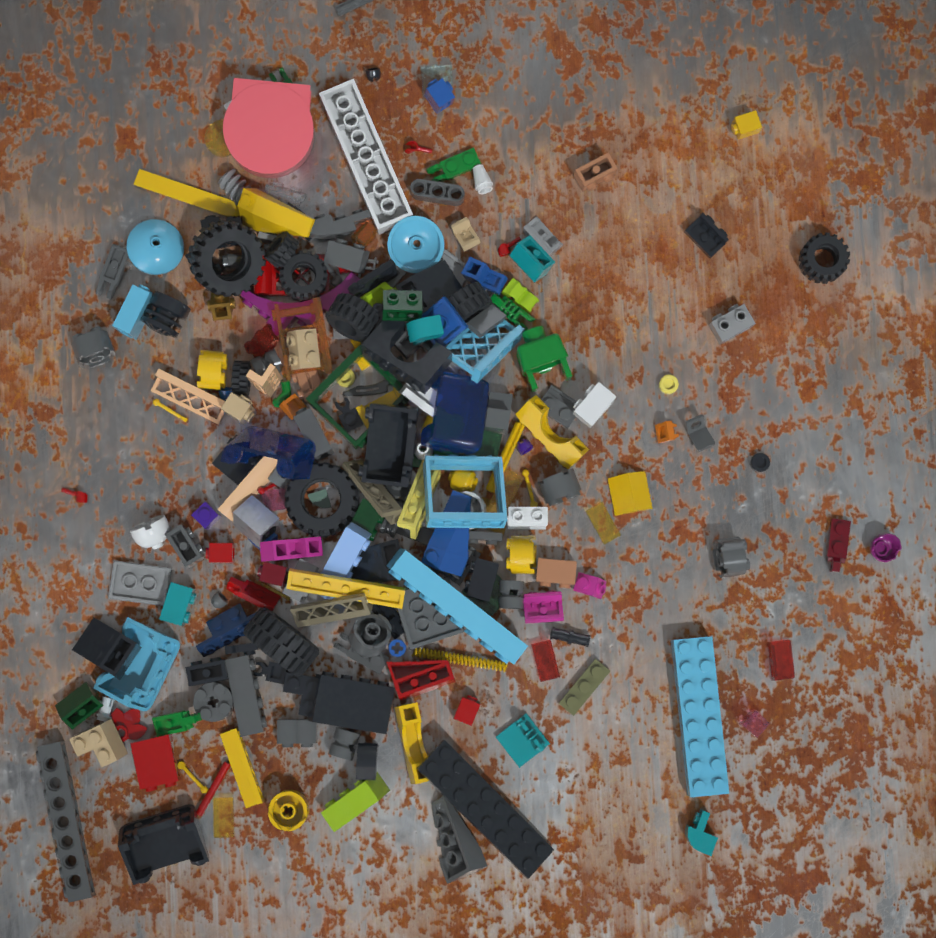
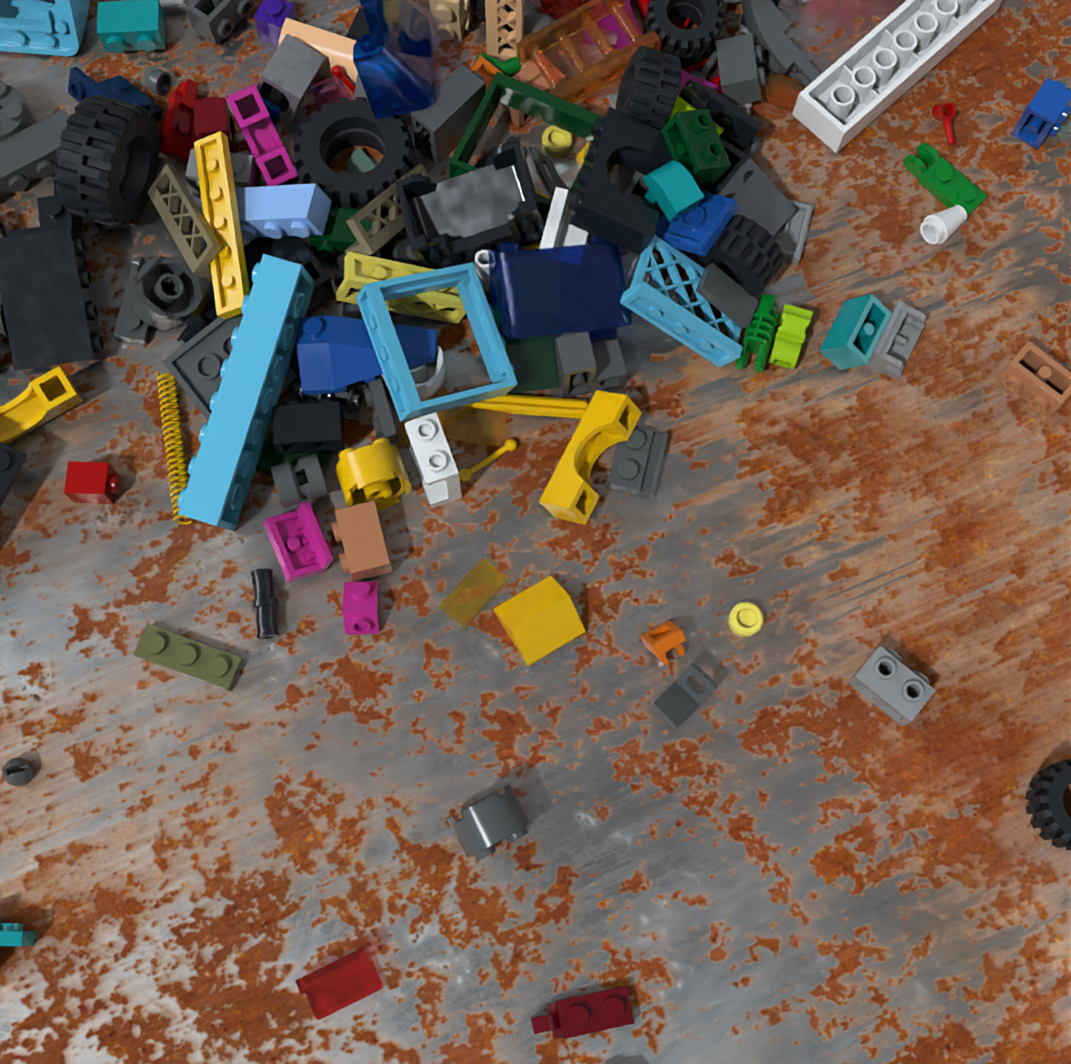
camera: 70 degrees right, 10 degrees down
(206, 673) = (38, 88): black brick -> none
(221, 553) = (227, 57): red brick -> none
(303, 349) = (572, 47): tan bracket -> none
(373, 73) = (1027, 25): black hinge -> none
(393, 643) = (153, 343): blue bush -> none
(402, 247) = (799, 143): medium azure dish -> none
(419, 677) = (120, 388): red wedge -> none
(445, 198) = (890, 180): dark grey beam -> none
(463, 480) = (461, 352): yellow head -> none
(465, 234) = (849, 226): tan bracket -> none
(479, 272) = (796, 271): blue brick -> none
(503, 248) = (850, 290): red hand -> none
(522, 740) = (70, 588): teal hinge -> none
(524, 447) = (551, 427): dark purple hinge -> none
(541, 354) = (708, 396): green piece -> none
(545, 660) = (213, 579): clear red panel -> none
(559, 487) = (504, 496): dark grey brick -> none
(594, 405) = (660, 500): white brick -> none
(610, 795) = (20, 778): none -> dark grey hinge
(700, 717) = (189, 870): medium azure brick -> none
(707, 235) = (1020, 592): black bracket -> none
(754, 723) = (208, 972): clear pink panel -> none
(760, 462) = (675, 821): black tile -> none

